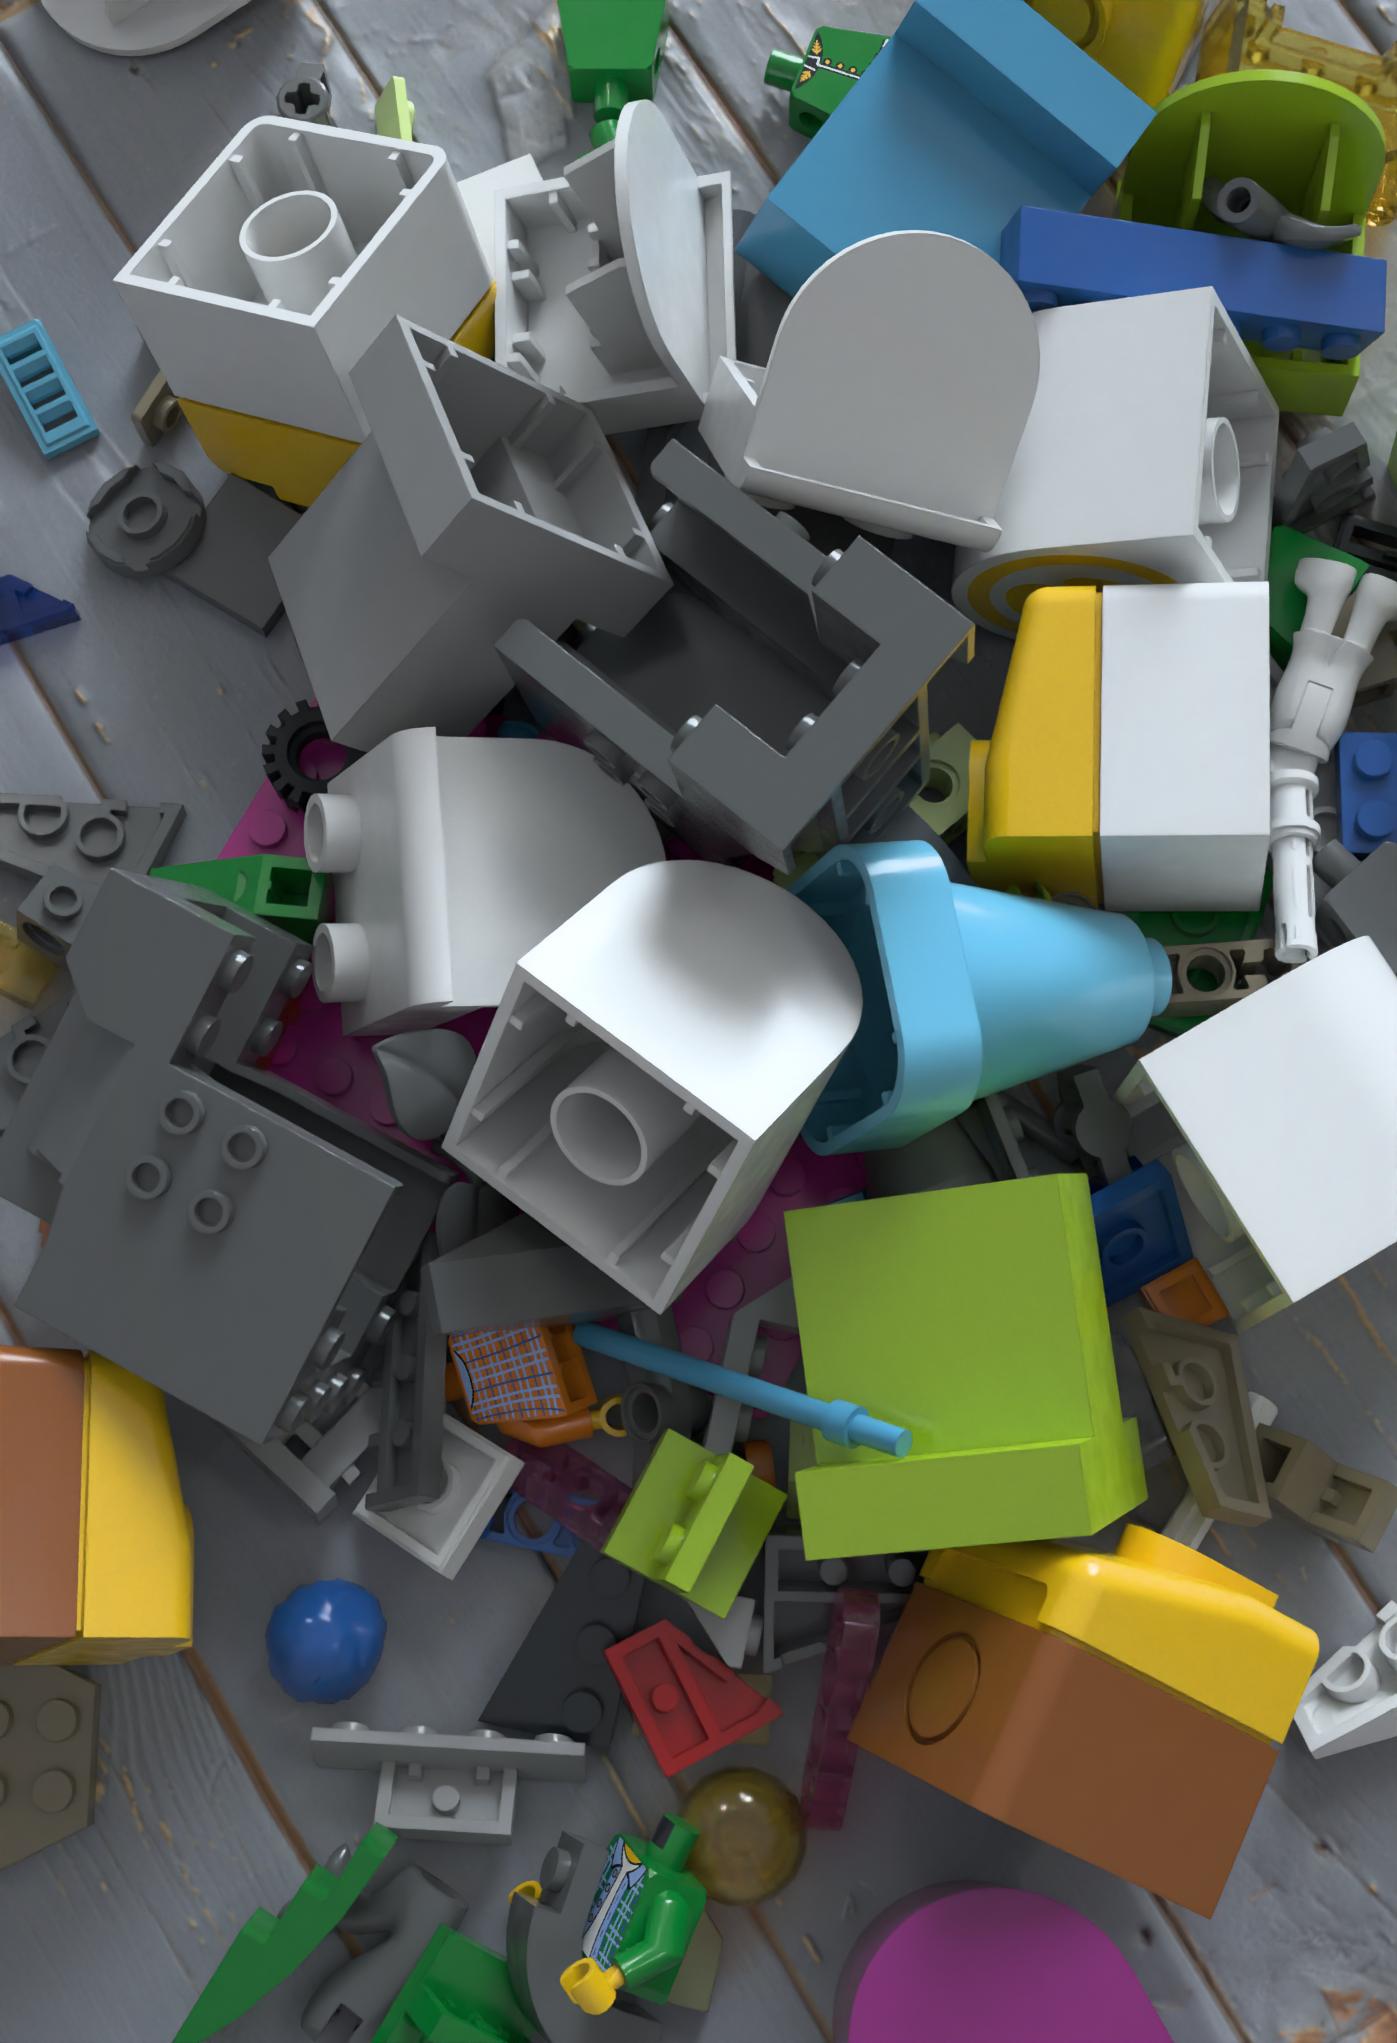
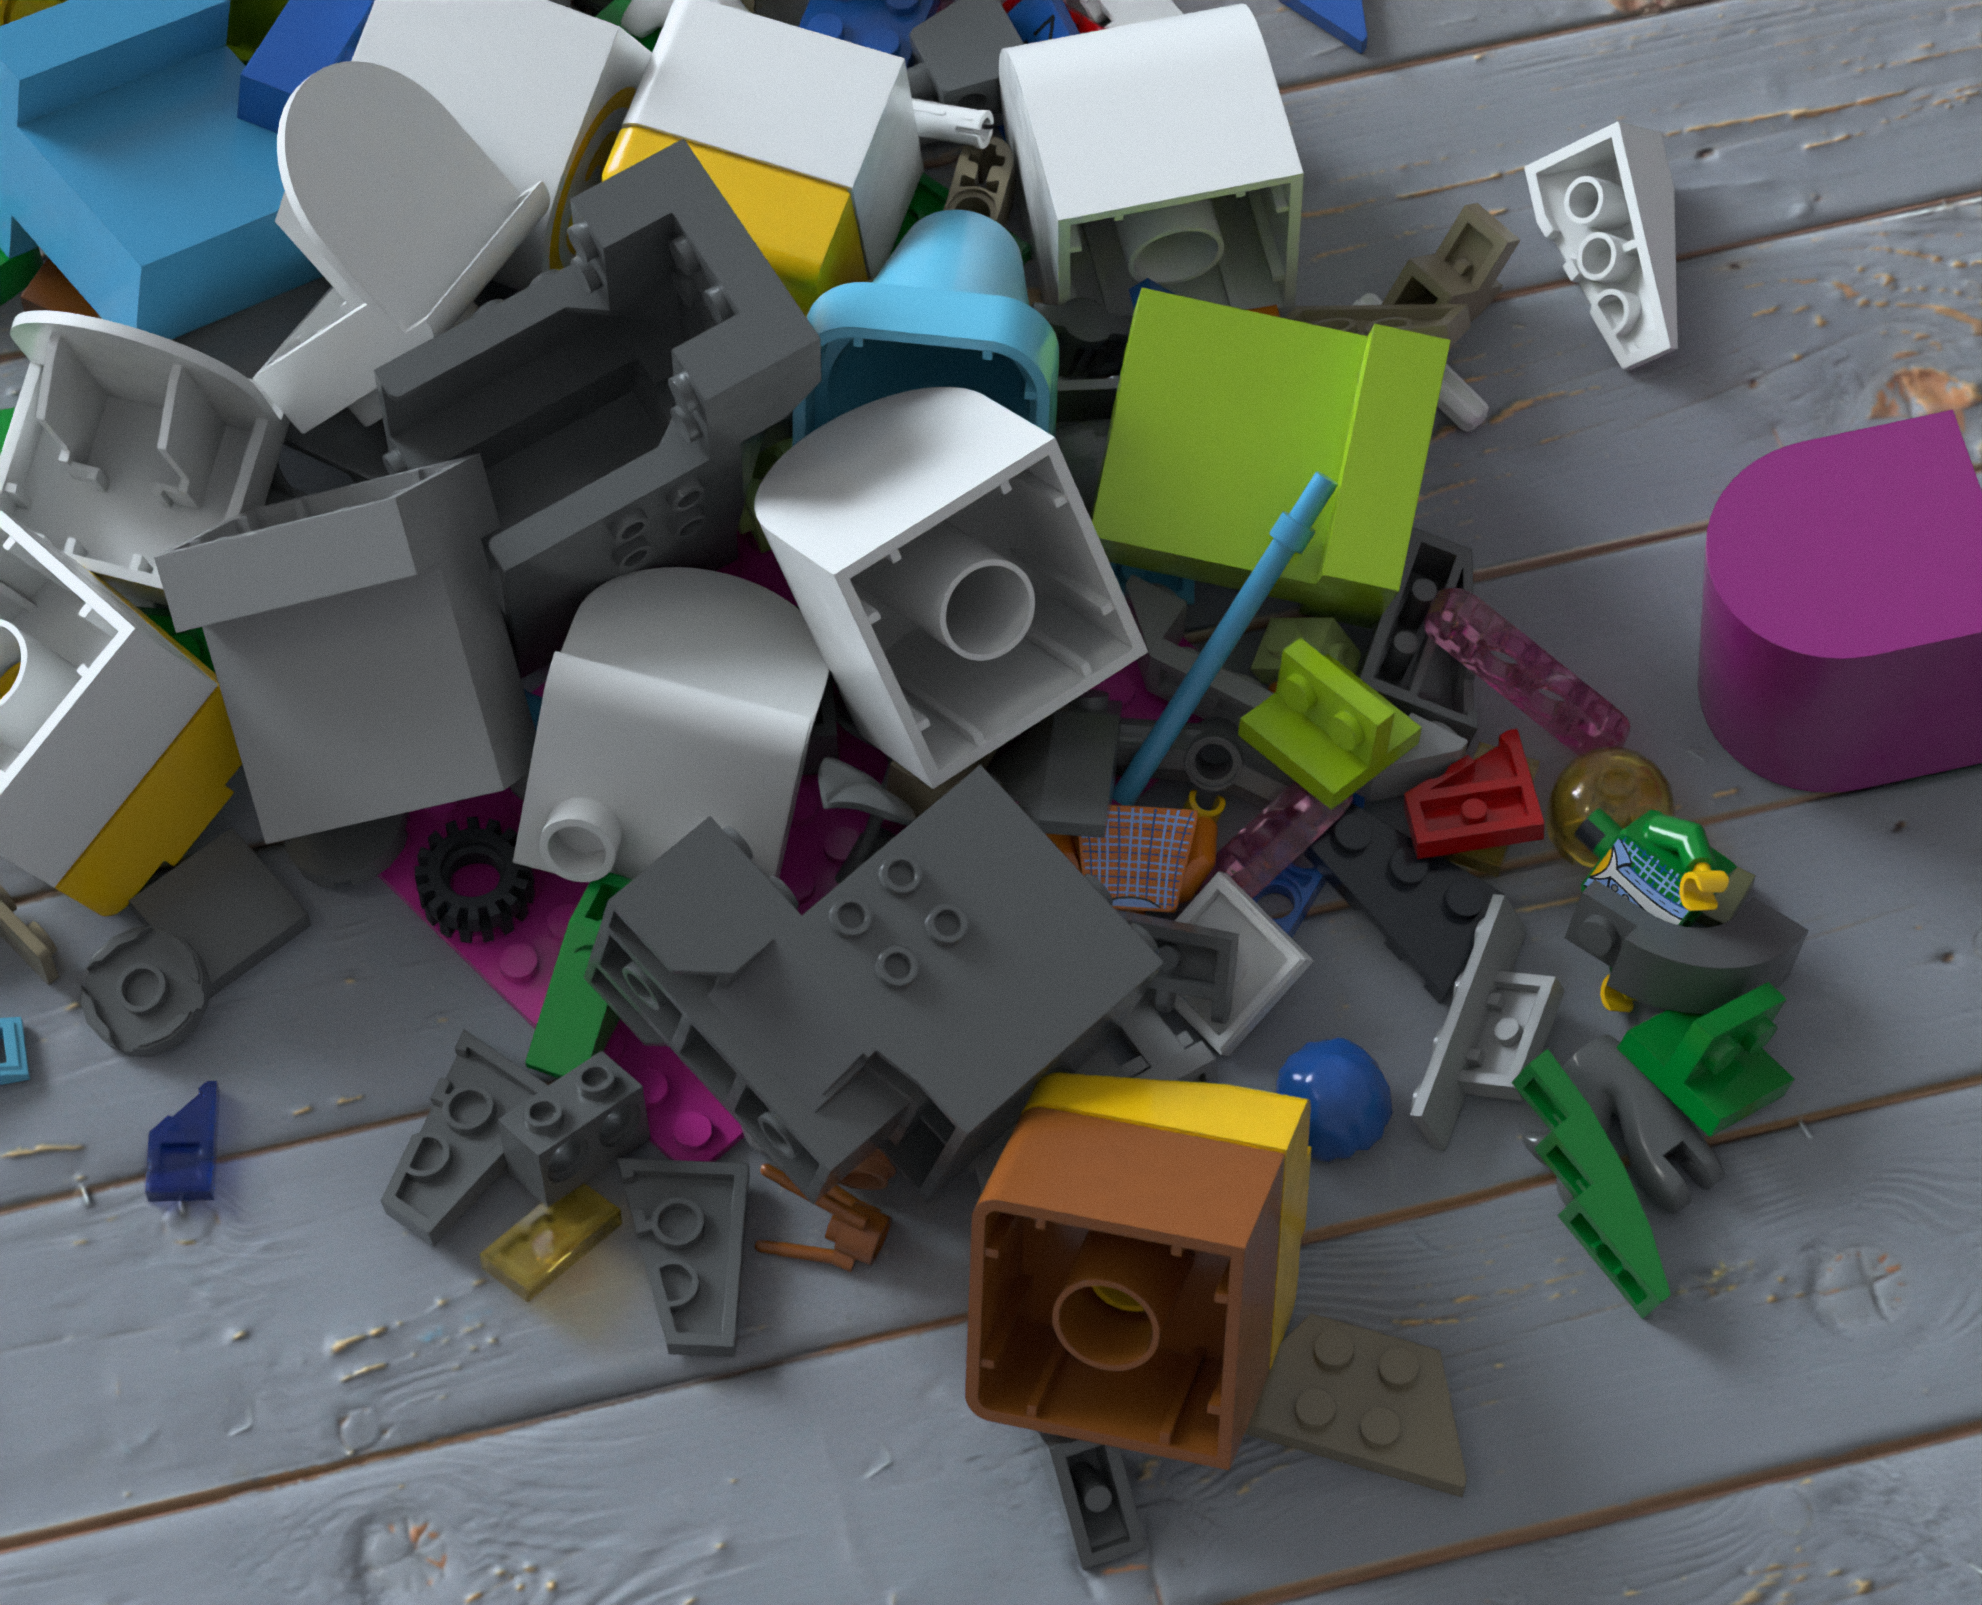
camera: 75 degrees left, 15 degrees down
(1095, 1700) = (1581, 452): dark orange piece -> none

